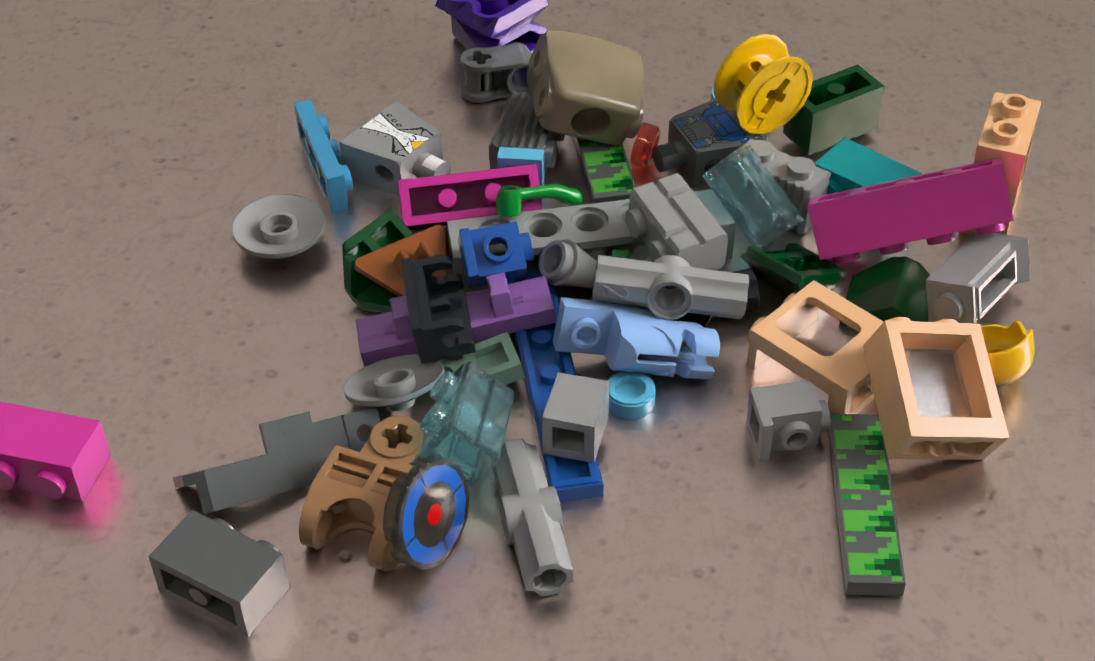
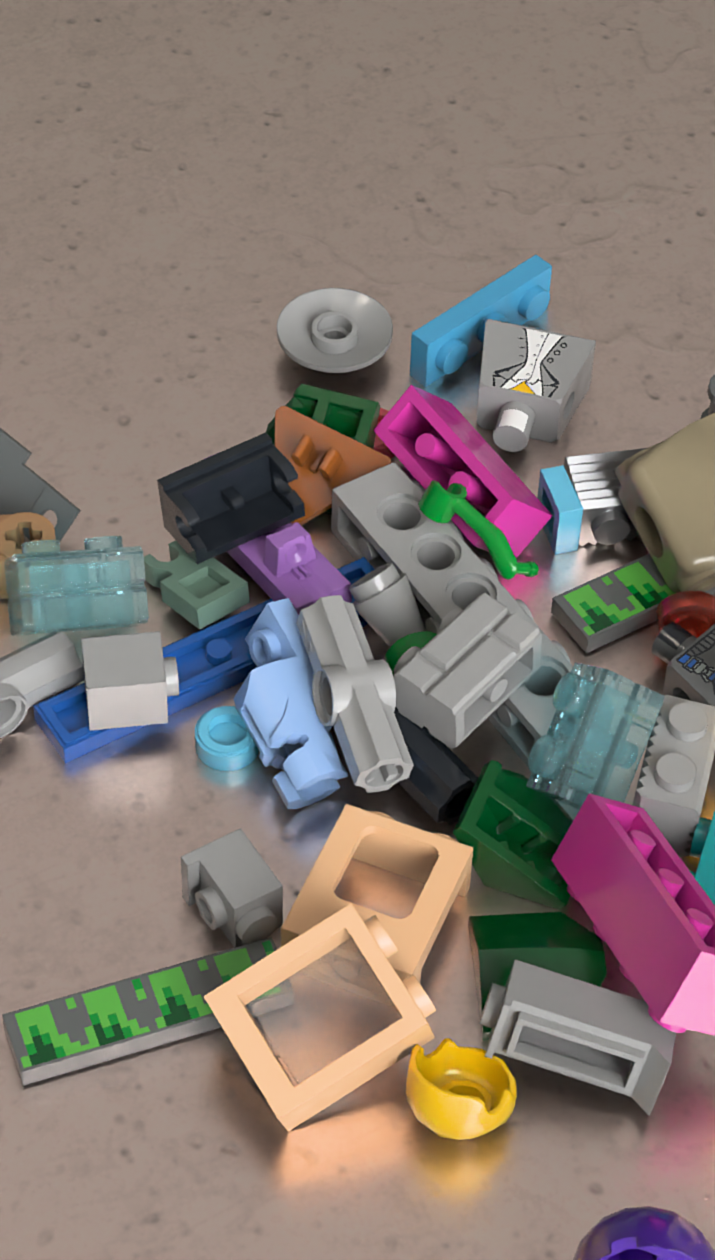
camera: 65 degrees right, 5 degrees up
(392, 382) = (121, 509): light grey dish -> none
(479, 261) = (337, 514): blue brick -> none

